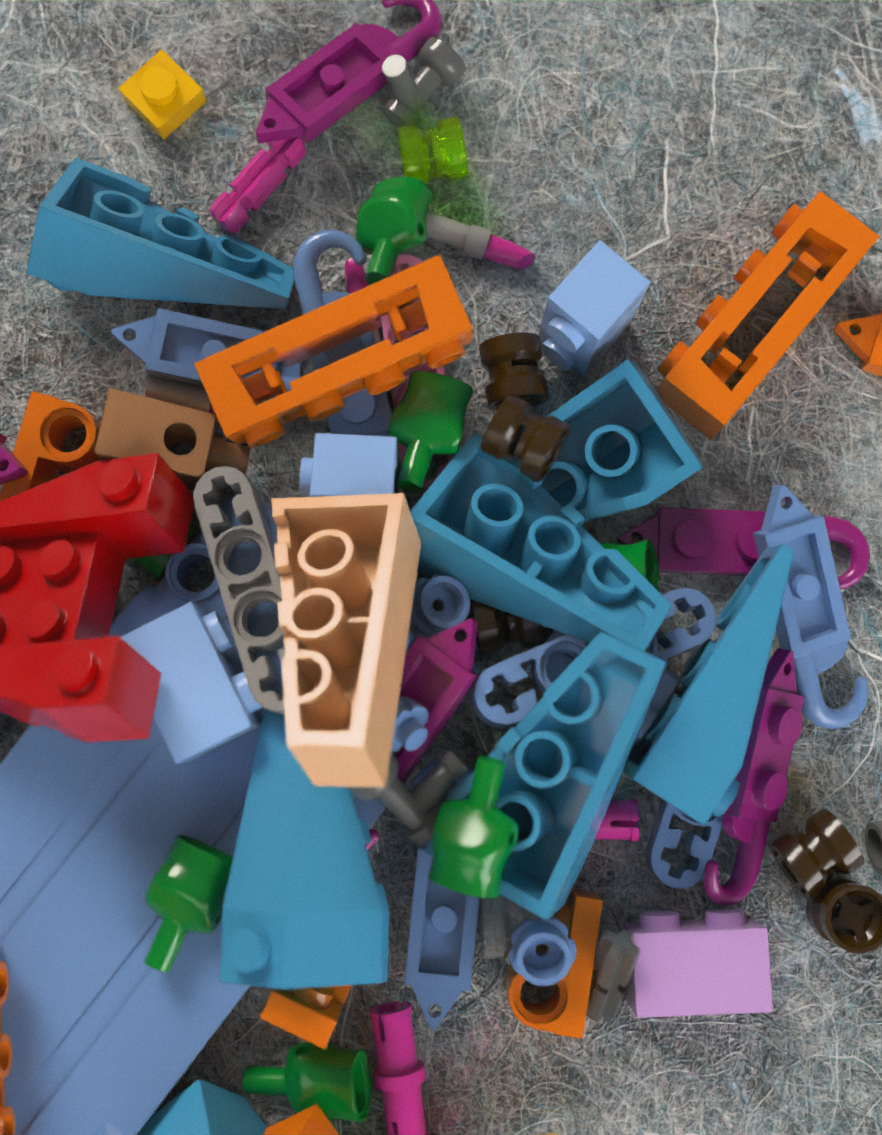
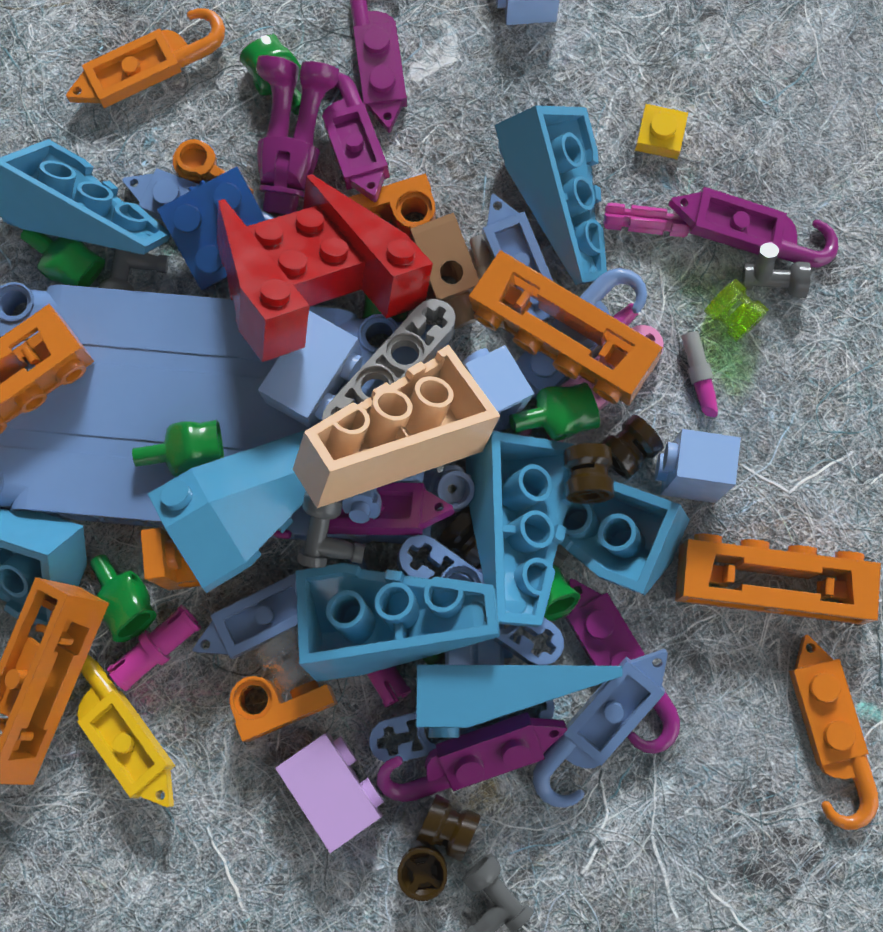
camera: 60 degrees right, 5 degrees down
(392, 223) = (673, 314): green piece -> none
(474, 836) = (322, 588): green piece -> none
(547, 967) = (268, 680): medium blue plate -> none
(611, 973) = (291, 737): dark grey piece -> none

